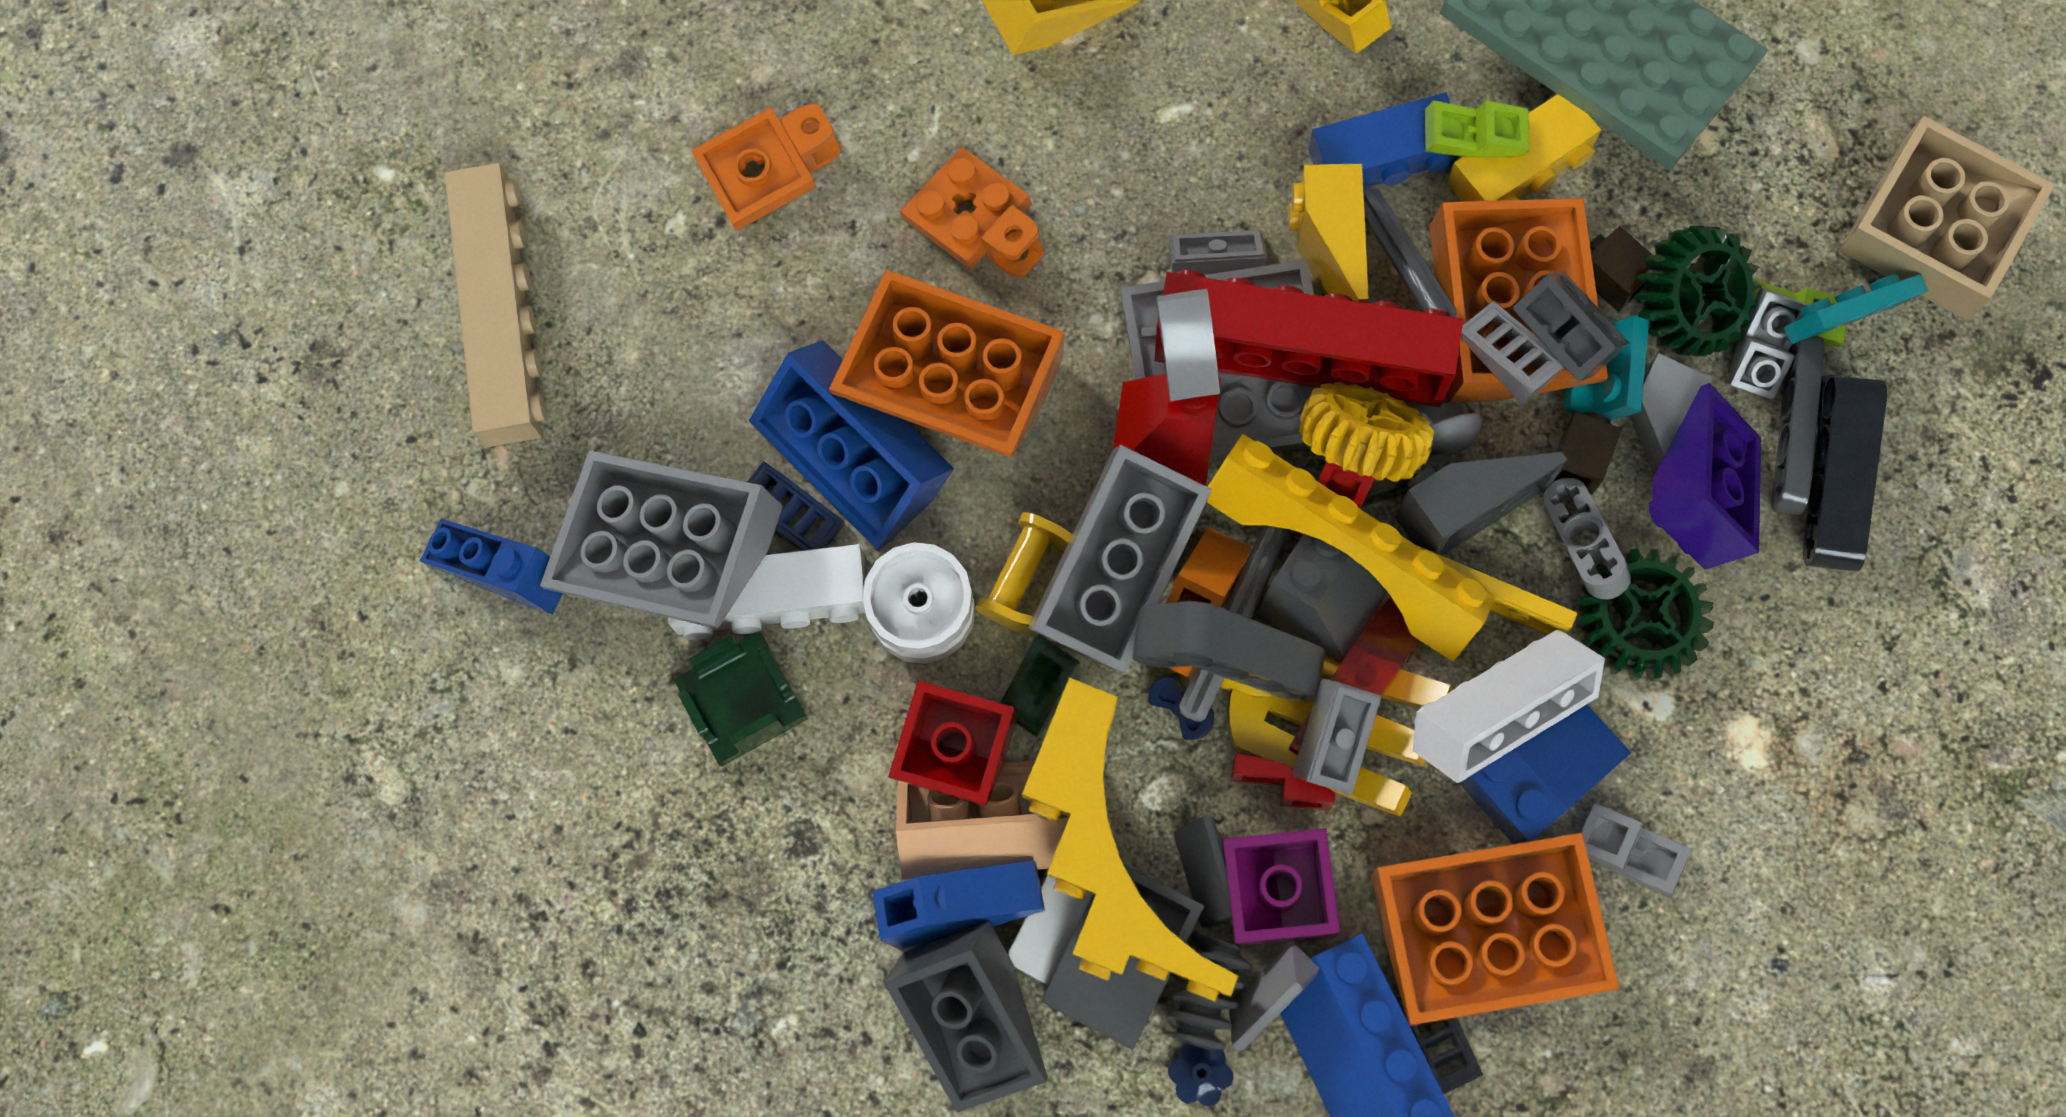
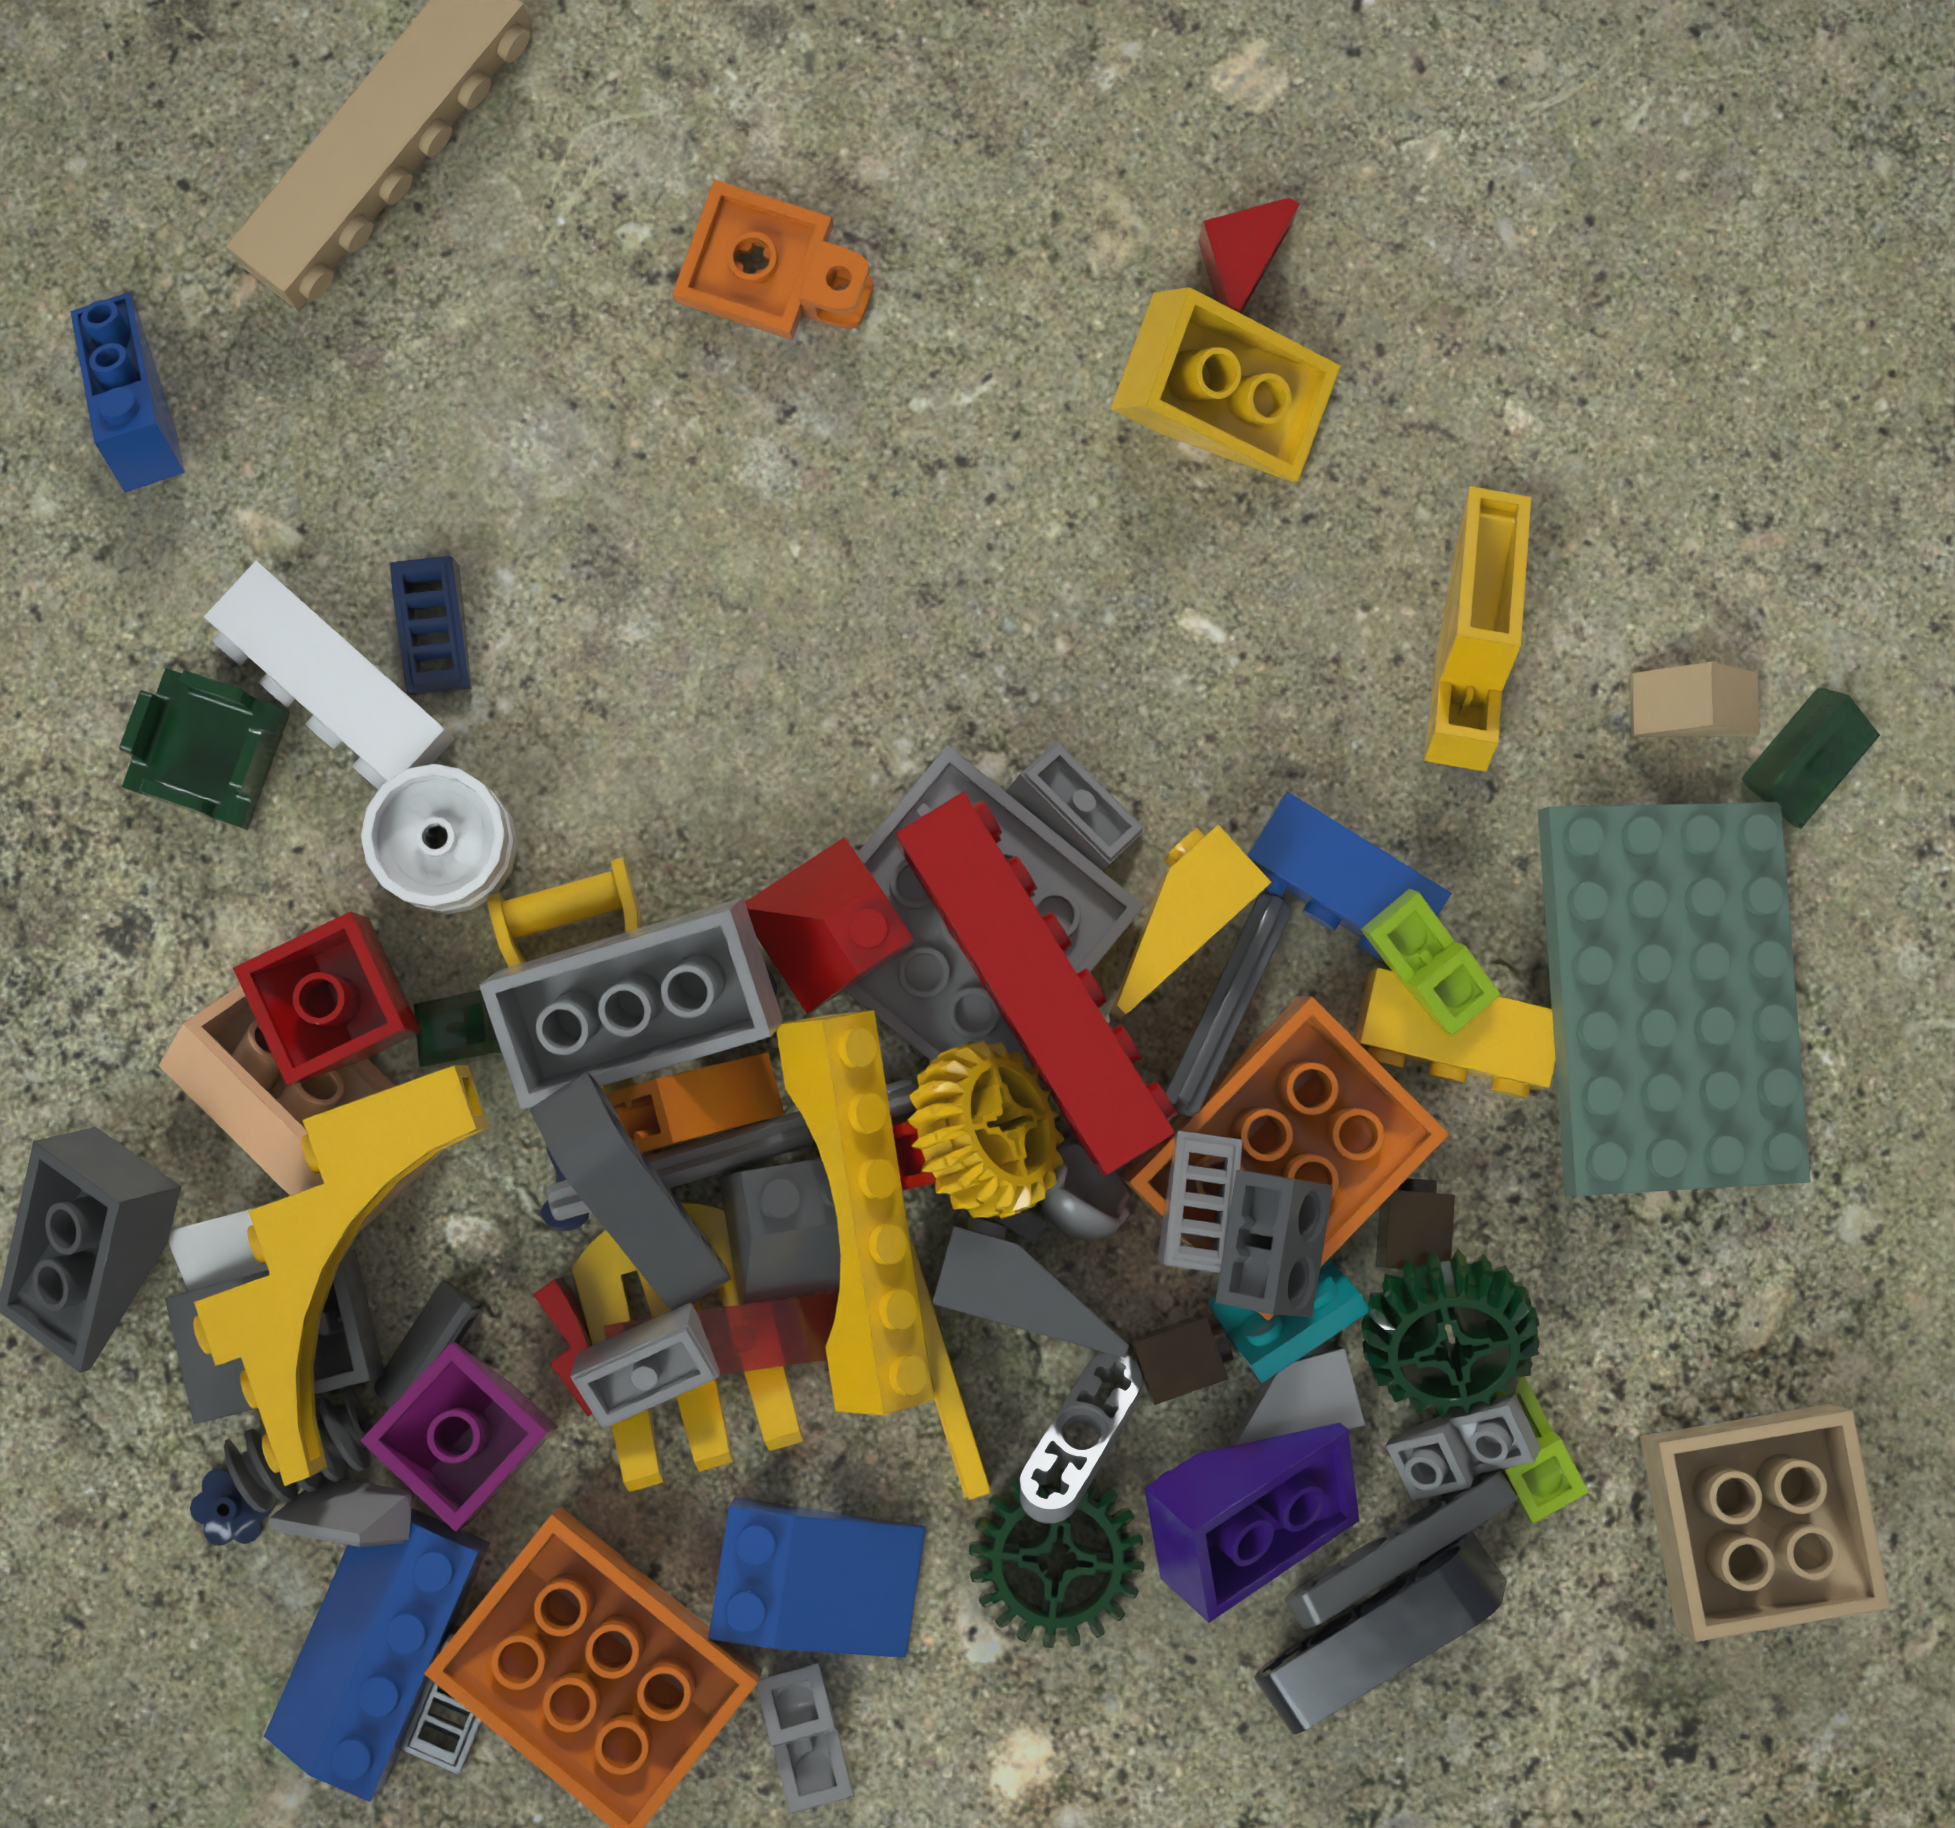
camera: 35 degrees right, 10 degrees up
(661, 539) = (269, 535): light grey slope -> none
(854, 455) = (550, 620): blue slope -> none
(948, 902) = (175, 1140): blue slope -> none
(950, 363) = (700, 652): orange slope -> none
(993, 229) = (908, 554): orange plate -> none
(1188, 344) = (898, 882): light grey slope -> none
(1507, 705) = (824, 1504): white brick -> none
(1854, 306) = (1573, 1507): teal plate -> none

